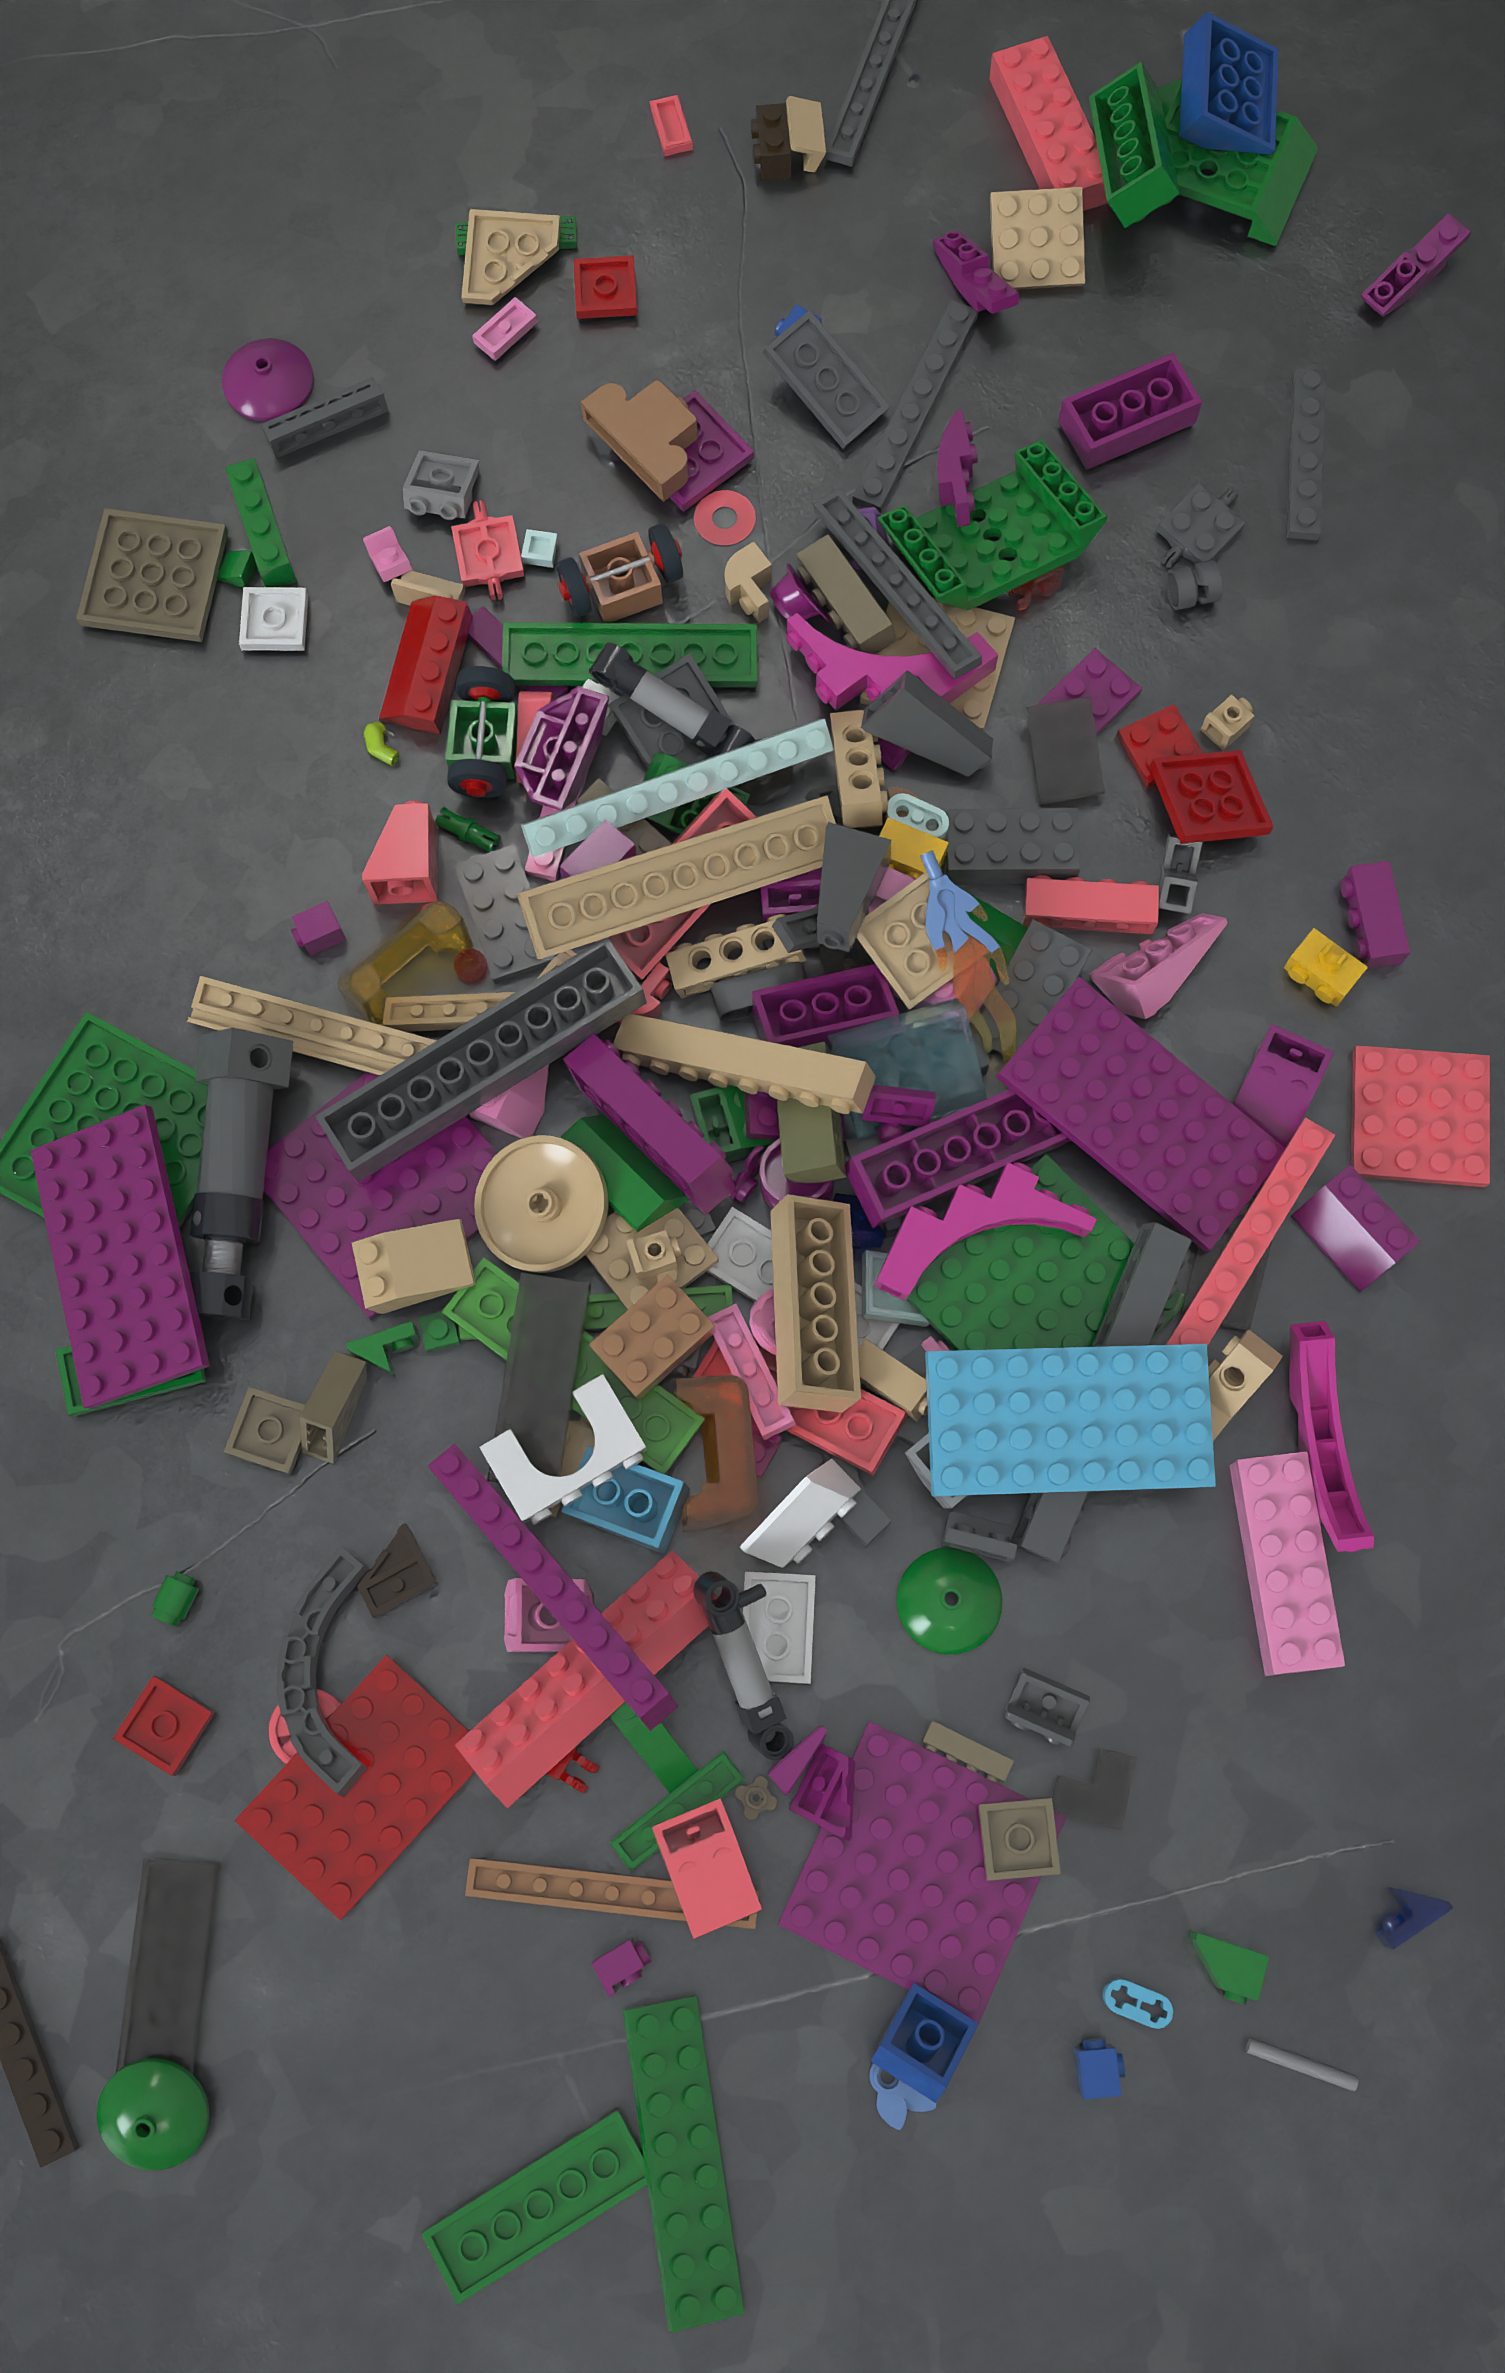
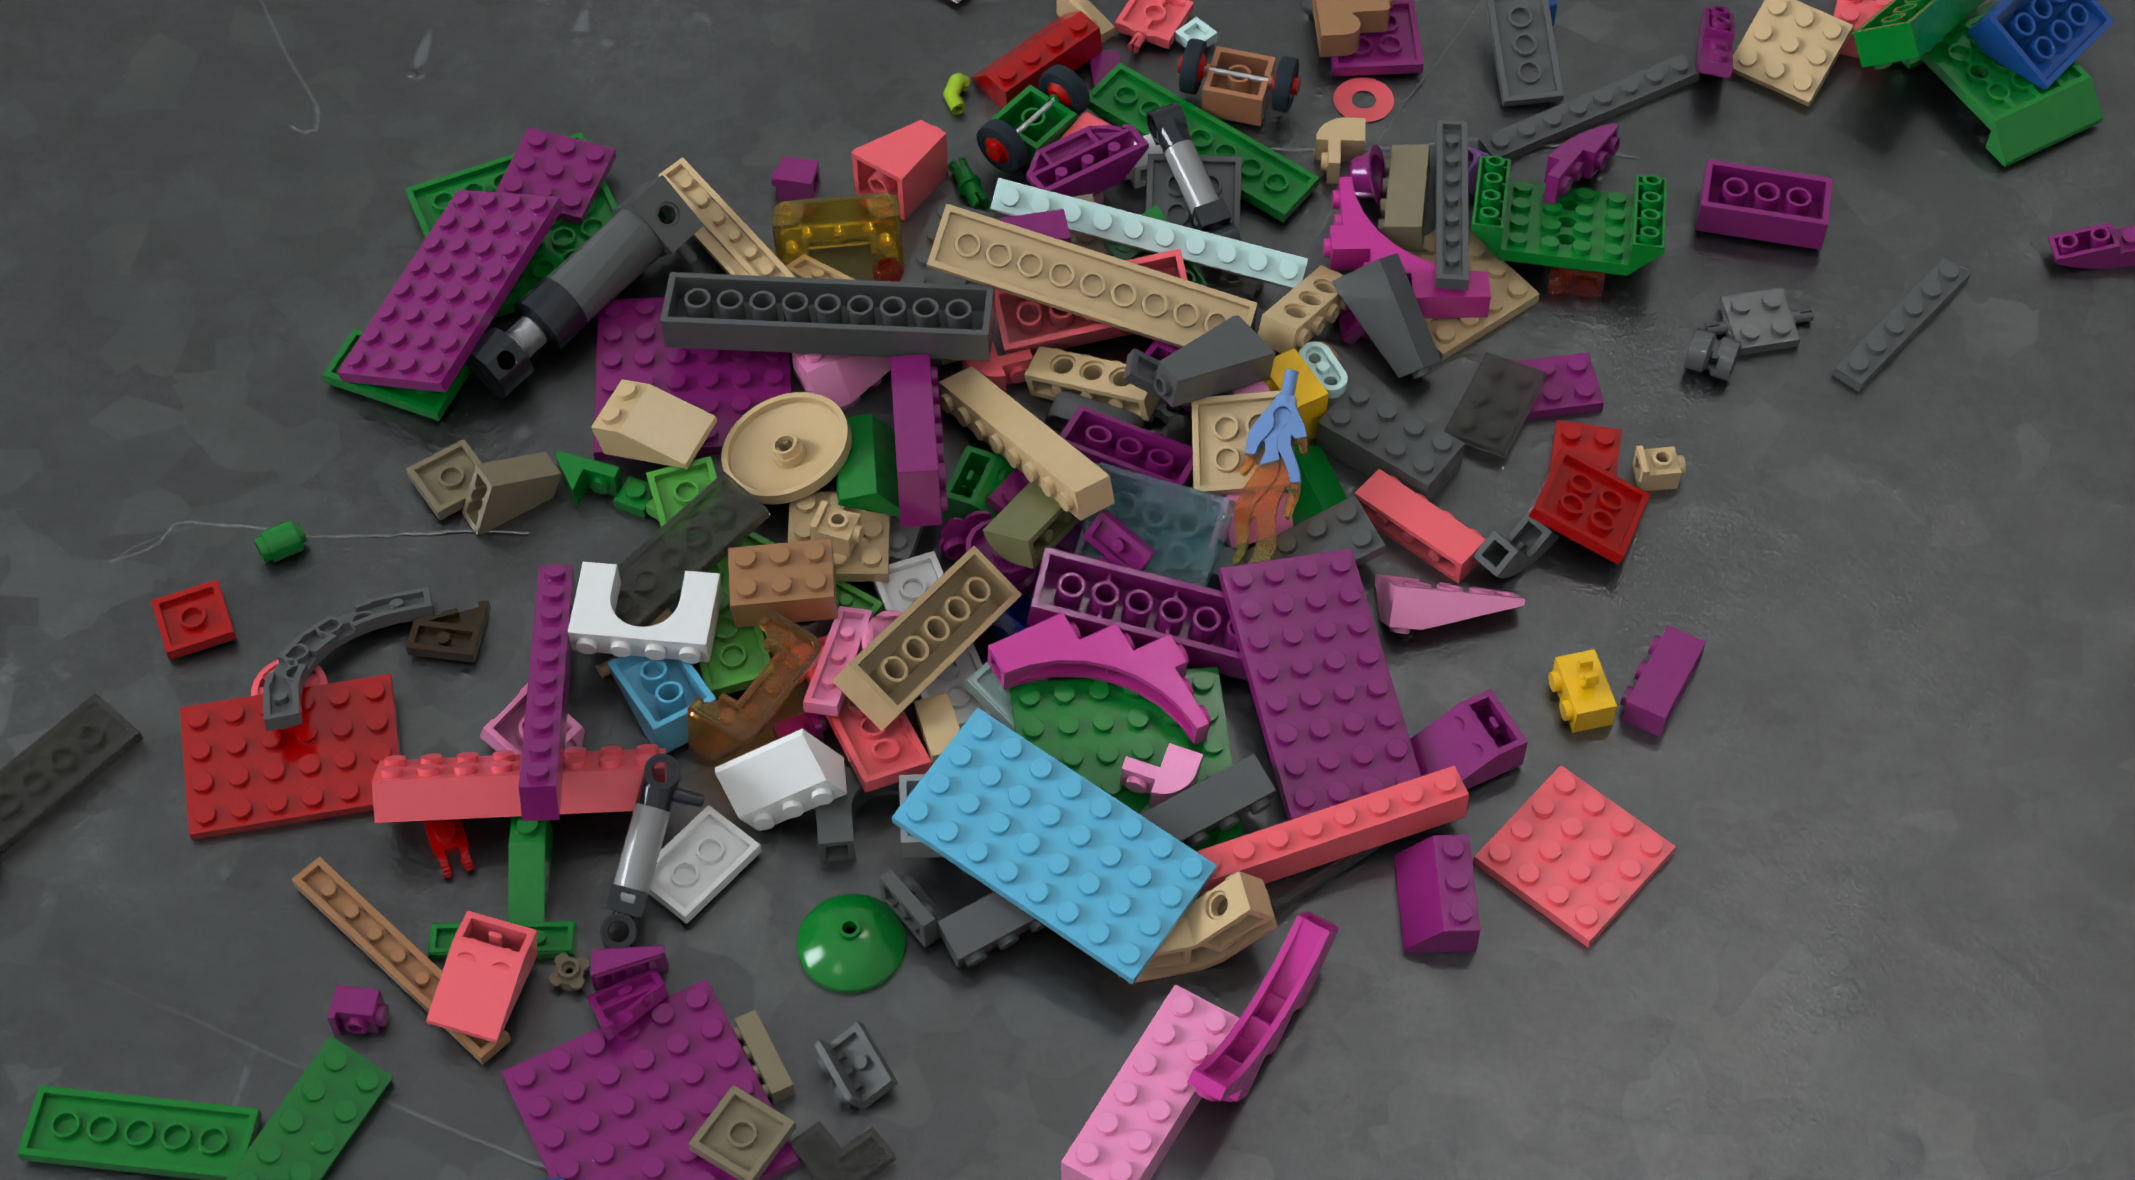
camera: 35 degrees right, 20 degrees down
(103, 1071) = (560, 168): none -> magenta plate
(1099, 1284) = (1176, 774): none -> bright pink brick

